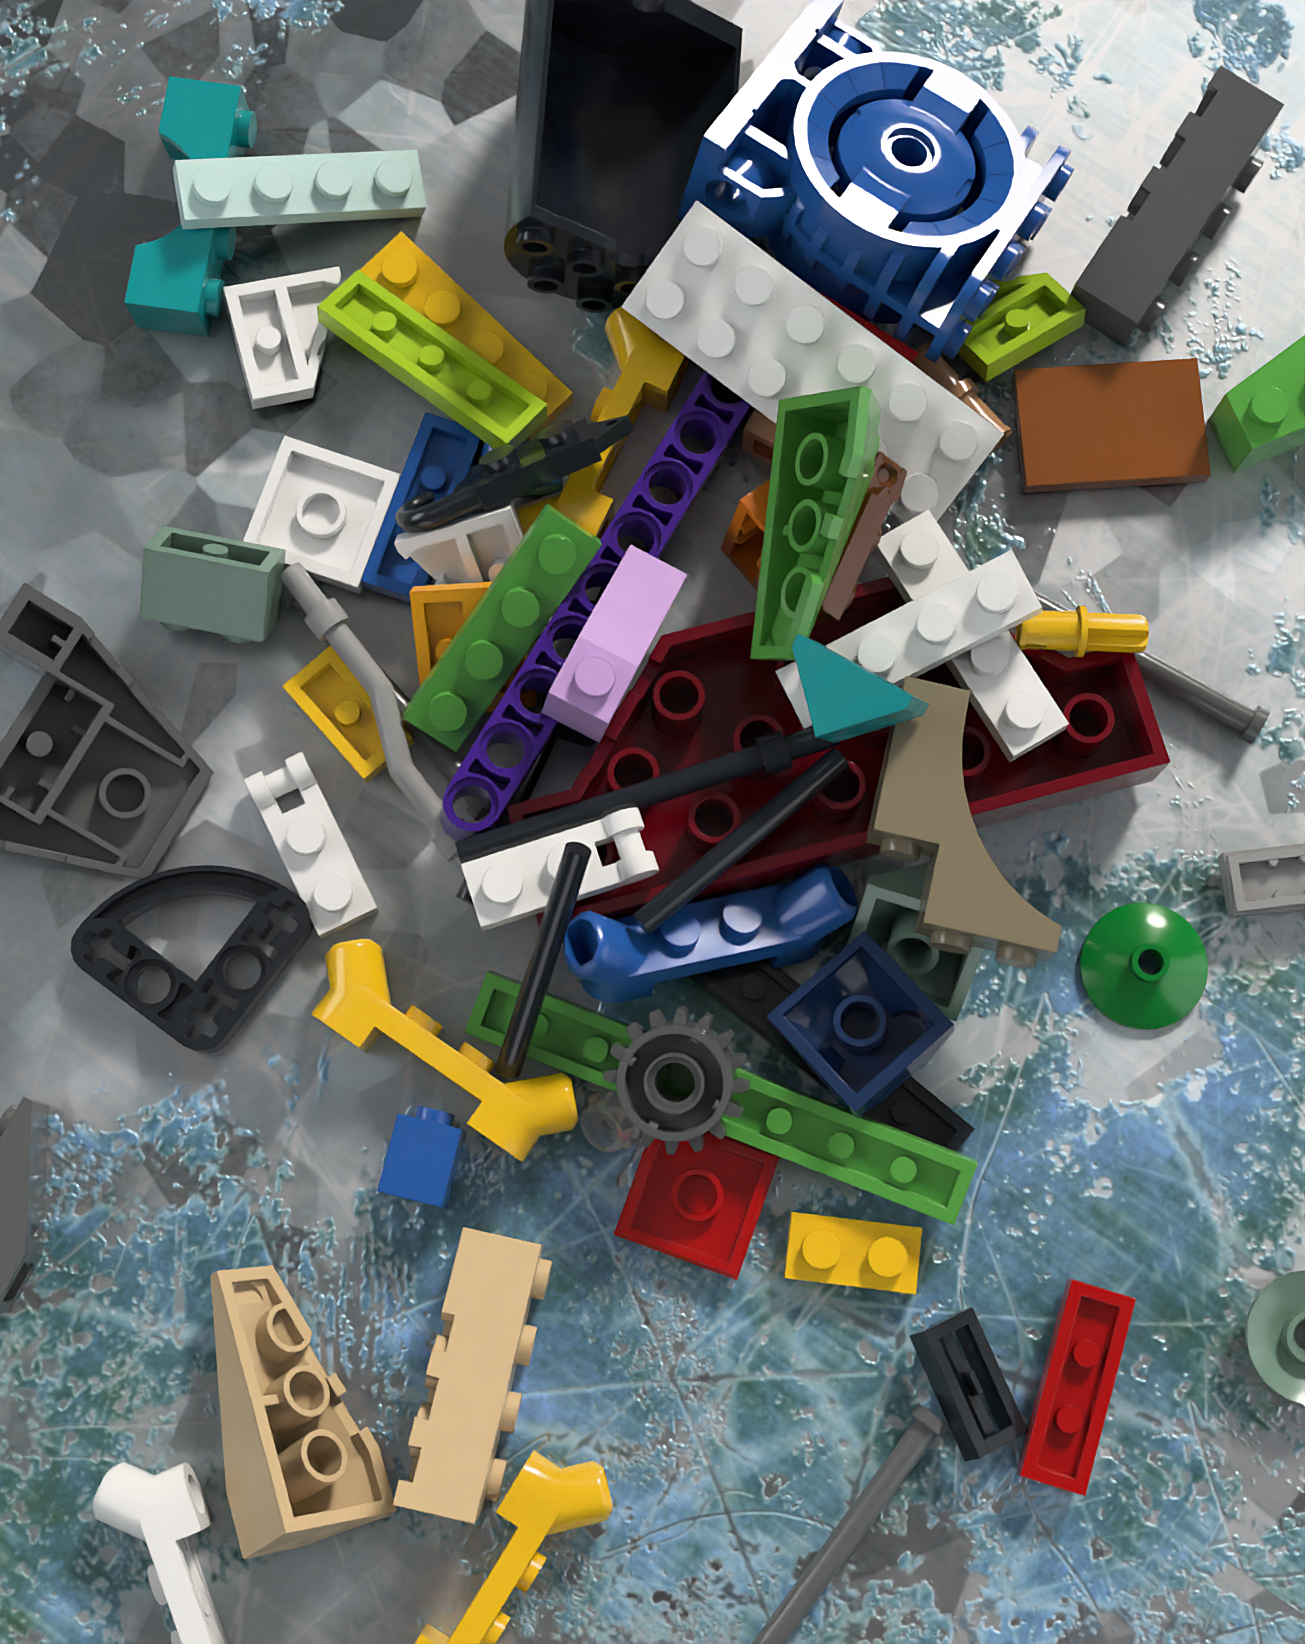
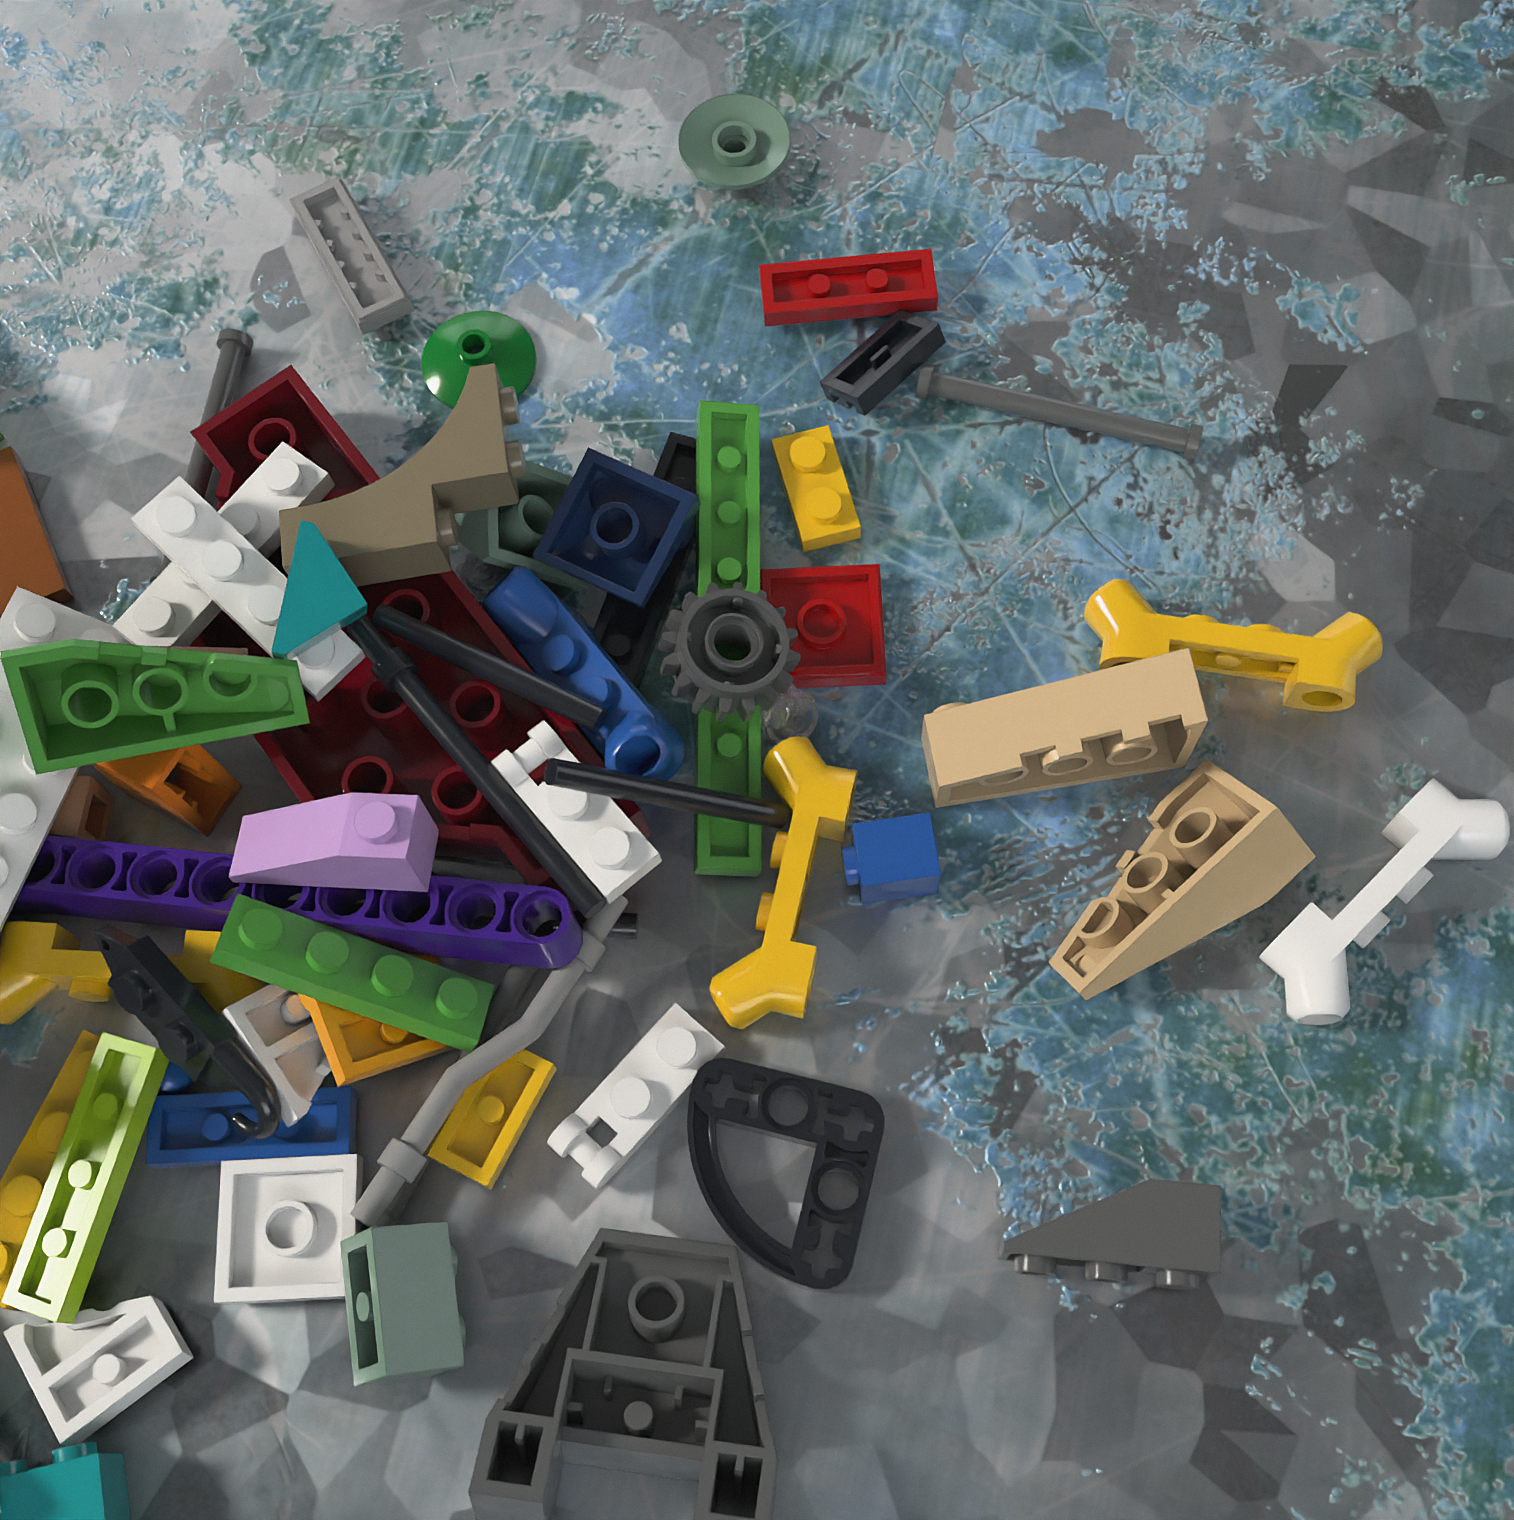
camera: 105 degrees left, 10 degrees down
(1083, 632) = (190, 453): yellow axle -> none

